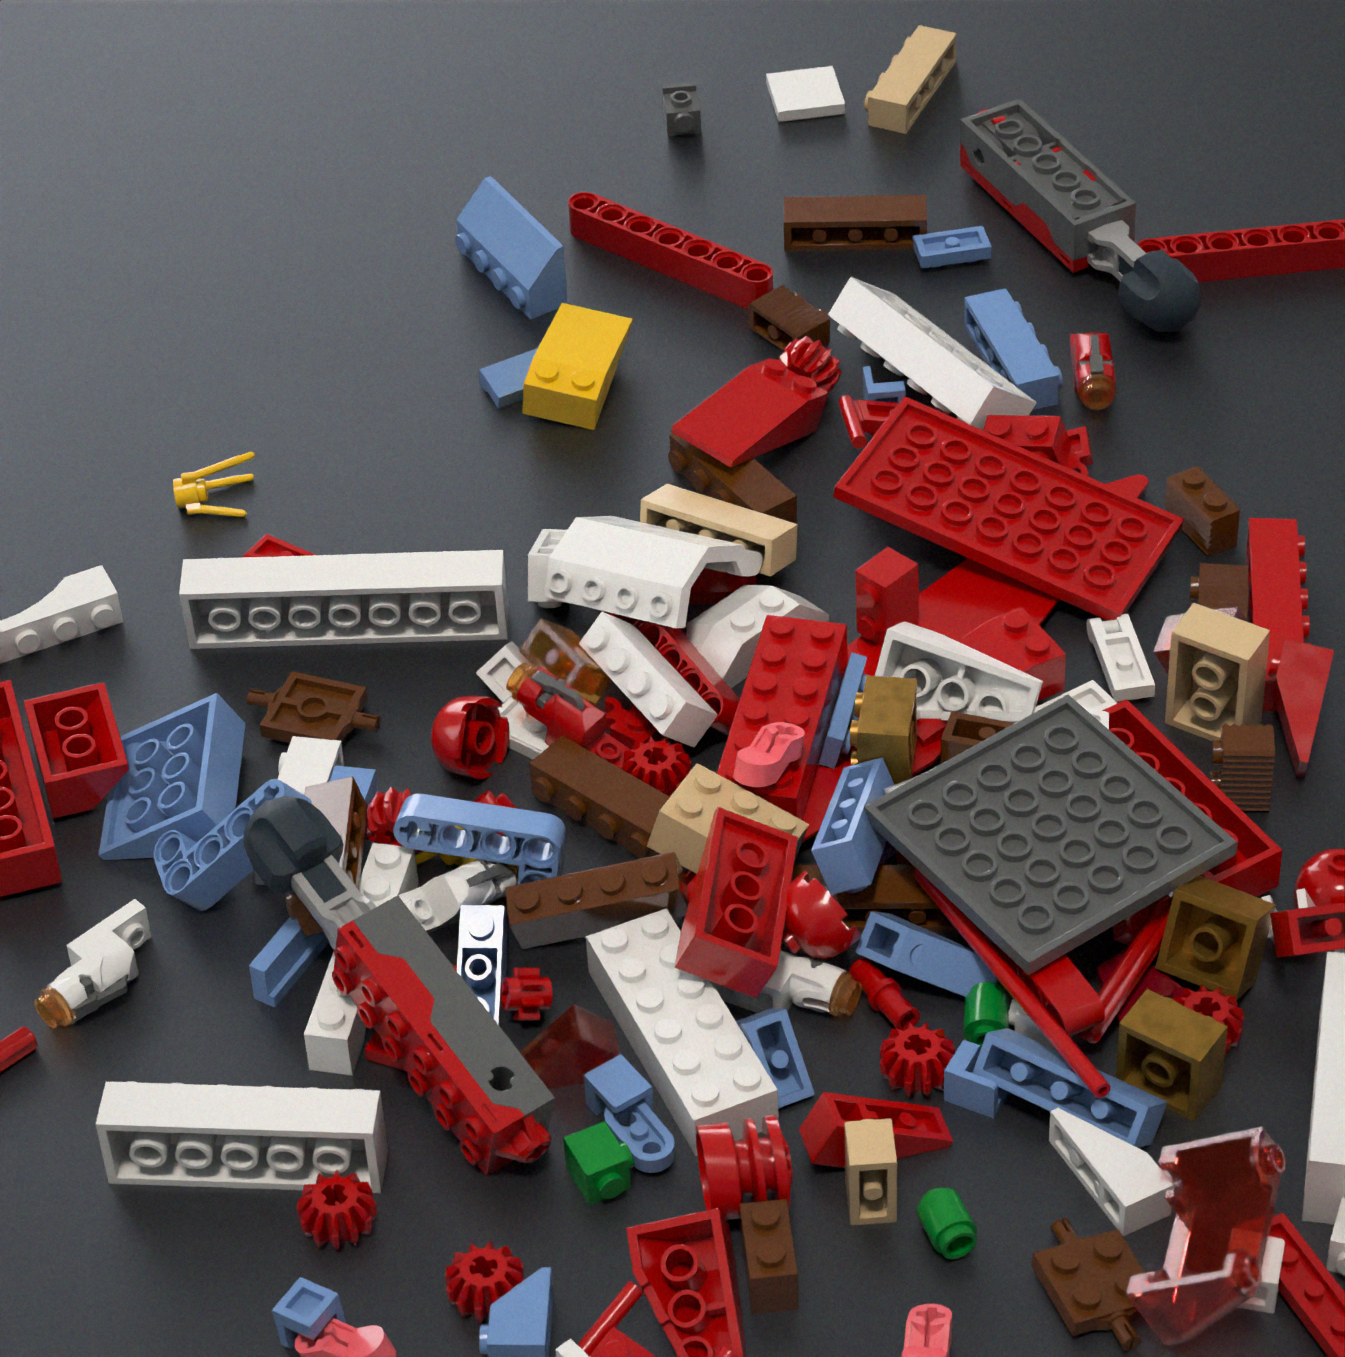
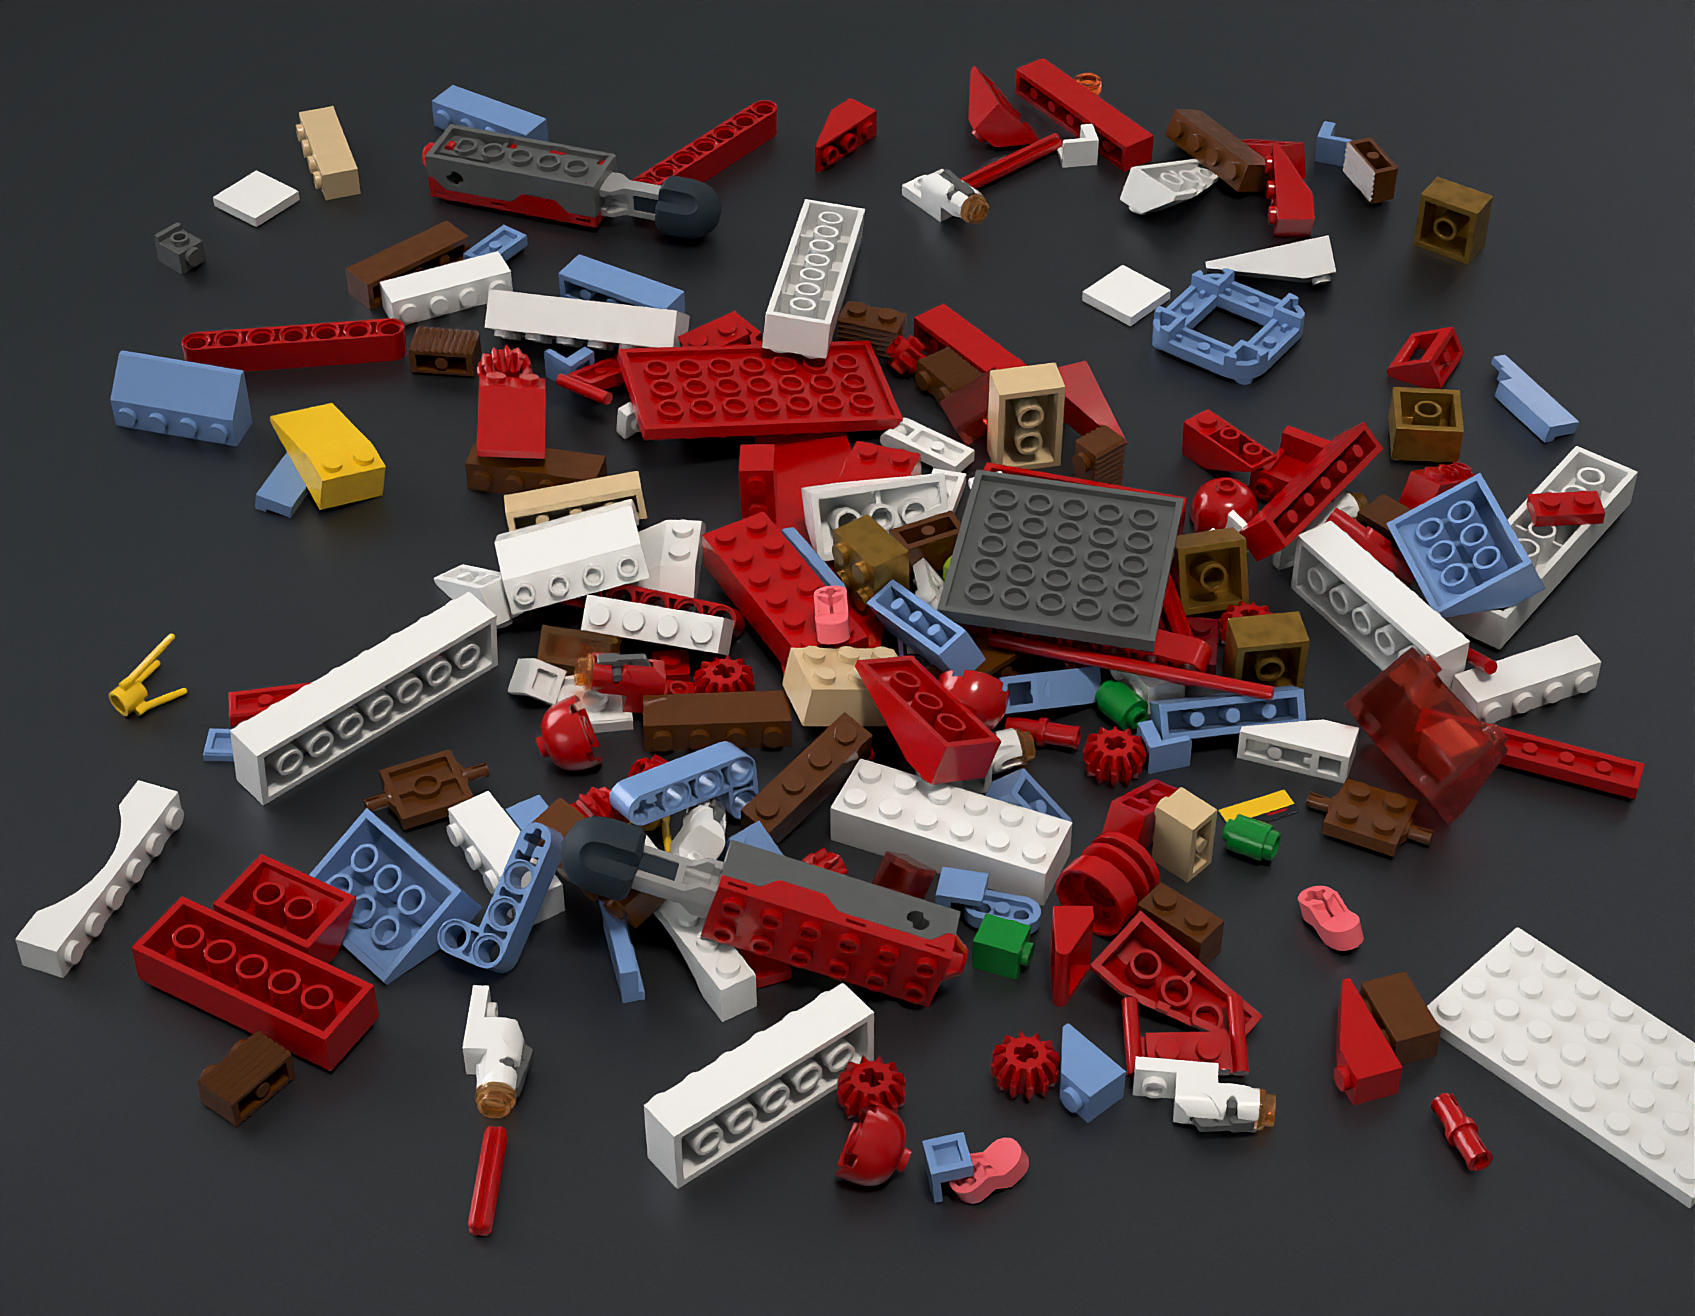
camera: 45 degrees left, 0 degrees up
(270, 1254) = (874, 1147): none -> red cylinder
(648, 1197) = (1069, 950): none -> red tile
(835, 256) = (445, 288): none -> white brick
(1005, 1204) = (1262, 808): none -> yellow sticker
(1092, 117) = (479, 112): none -> medium blue brick
(1093, 369) = (693, 276): plate -> none
(1187, 424) = (813, 279): none -> white brick
(1205, 549) = (905, 354): none -> red gear

